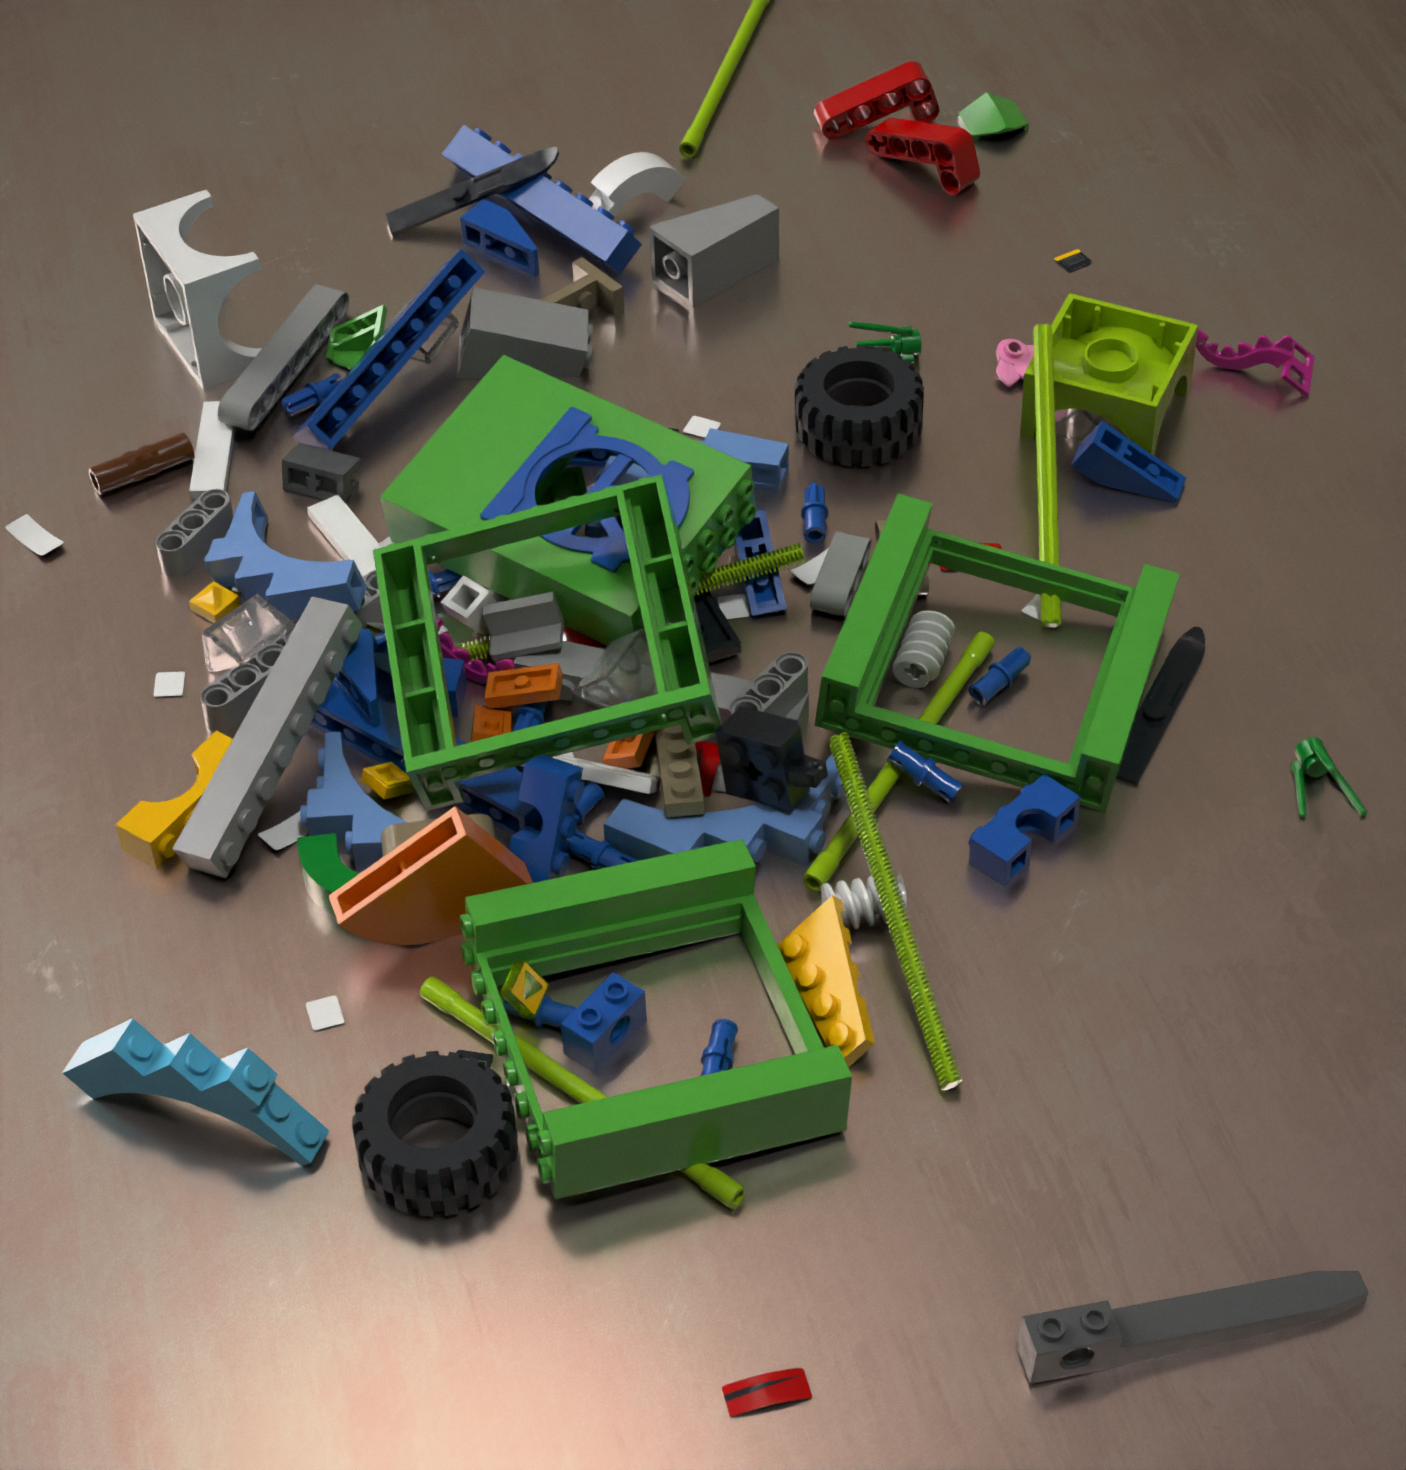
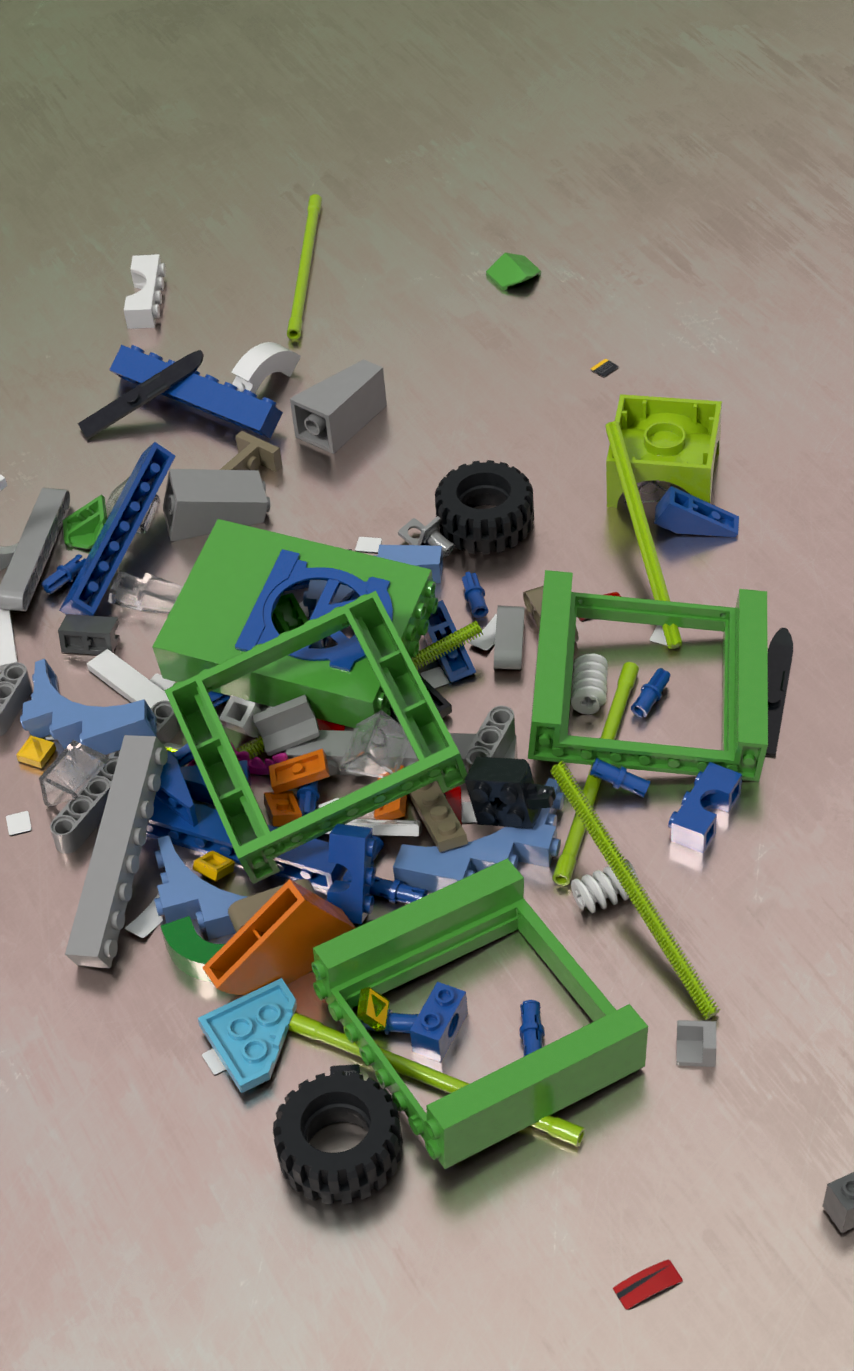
camera: 10 degrees left, 0 degrees up
(154, 827) = (46, 940): yellow arch -> none
(186, 1070) = (133, 1130): medium azure arch -> none
(371, 988) = (251, 1032): none -> medium azure plate
(395, 433) = (144, 594): none -> clear slope
(498, 234) = (171, 424): blue slope -> none
(509, 84) = (142, 307): none -> white arch
(777, 428) = (428, 535): none -> light grey bracket
(827, 979) = (598, 952): yellow wing -> none
(876, 98) = (425, 271): red beam -> none
(905, 343) = (501, 451): green plant -> none
(919, 1115) = (696, 1043): none -> light grey panel
(929, 143) = (475, 298): red beam -> none
(1013, 360) = (590, 451): bright pink plate -> none
(1263, 352) = (768, 412): dark pink piece -> none

